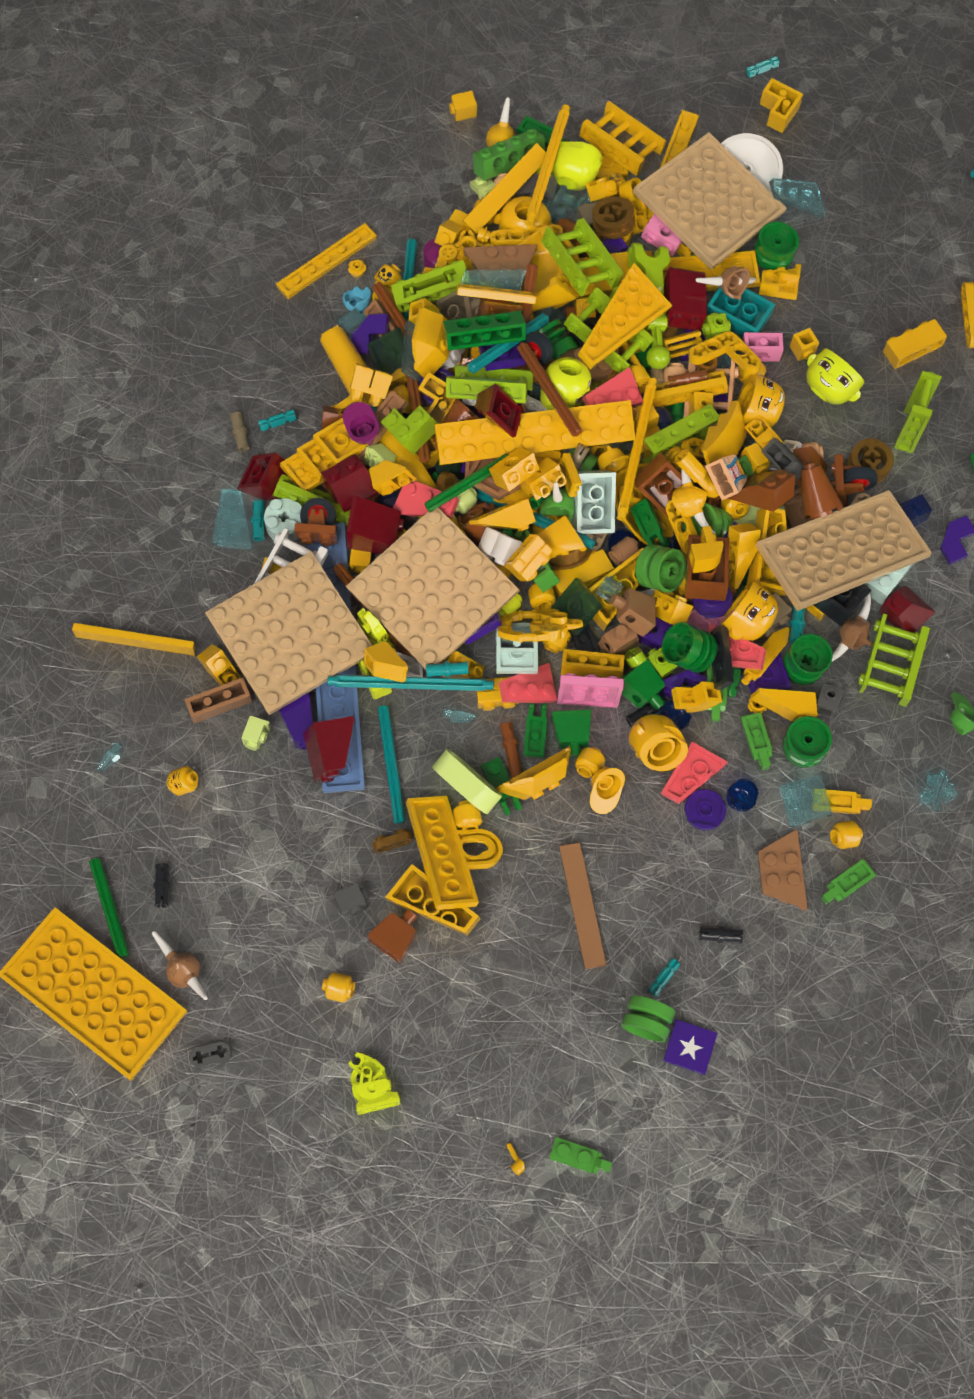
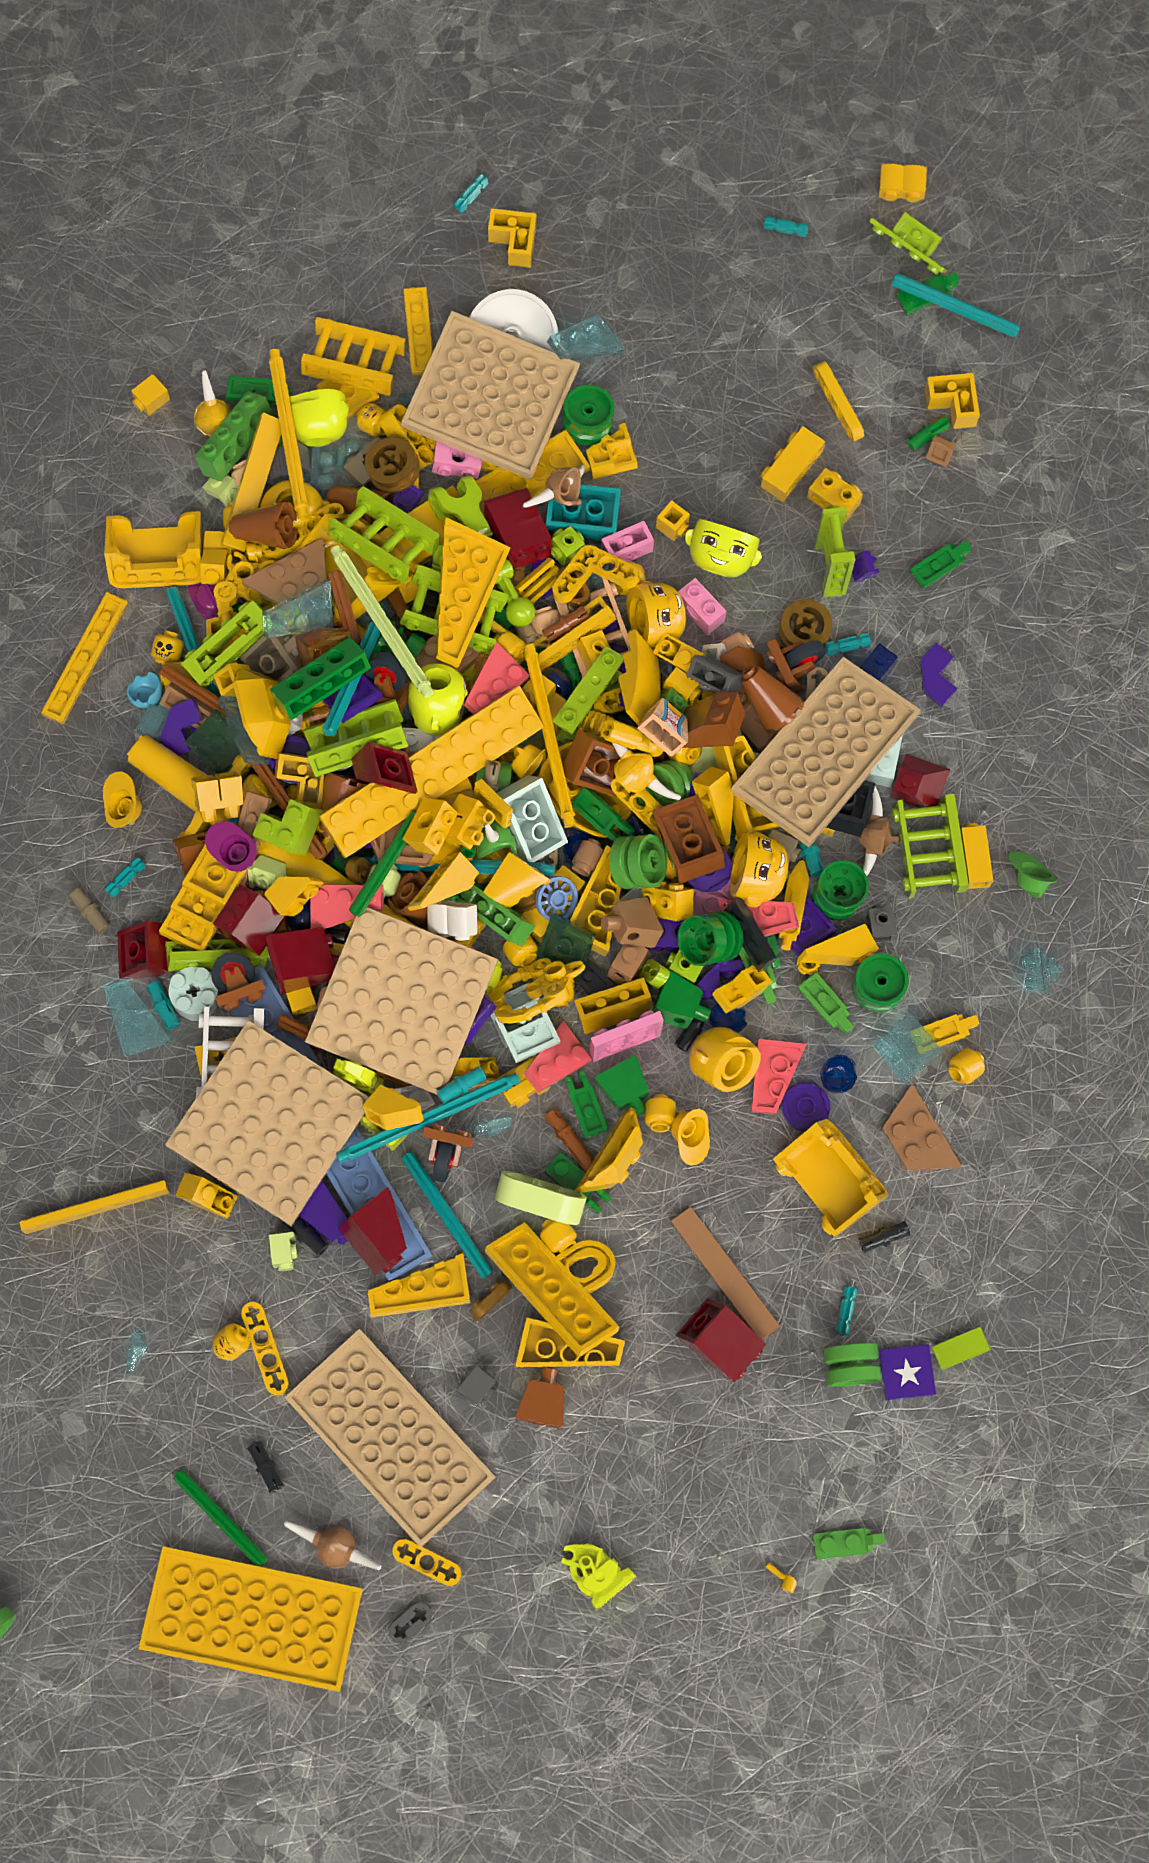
camera: 25 degrees left, 5 degrees up
(209, 799) = (268, 1347): none -> yellow beam
(218, 700) = (225, 1234): medium nougat brick -> none
(231, 1006) = (412, 1548): none -> yellow beam
(265, 908) = (390, 1438): none -> tan plate
(279, 729) = (308, 1236): none -> black pin
(300, 365) = (120, 800): none -> yellow piece
(338, 987) = (511, 1486): yellow head -> none
(352, 812) = (432, 1288): none -> yellow wing
(357, 272) = (128, 655): yellow plate -> none
(410, 212) = (154, 554): none -> yellow windscreen
(414, 713) = (444, 1158): none -> plate
(496, 293) = (310, 626): yellow tile -> none
(501, 218) = (266, 525): none -> dark orange cone
(528, 558) = (493, 920): yellow brick -> none
(549, 312) = (382, 622): none -> yellowish green piece
(549, 389) = (425, 716): dark orange axle -> none
(555, 953) = (721, 1340): none -> dark red slope
(586, 568) = (556, 897): none -> medium blue wheel
(601, 189) = (361, 433): yellow brick -> none
(608, 588) = (594, 911): clear light blue tile -> none
(700, 868) = (831, 1176): none -> yellow windscreen
(706, 554) = (685, 826): yellow brick -> none
(742, 1048) = (961, 1348): none -> lime slope
(797, 414) = (702, 606): none -> bright pink brick
(848, 882) = (991, 1116): bright green hinge -> none
(897, 488) = (847, 644): none -> teal axle
(926, 683) = (976, 856): none -> yellow brick
(934, 437) = (864, 566): none -> dark purple tile
(948, 382) = (832, 490): none -> yellow brick

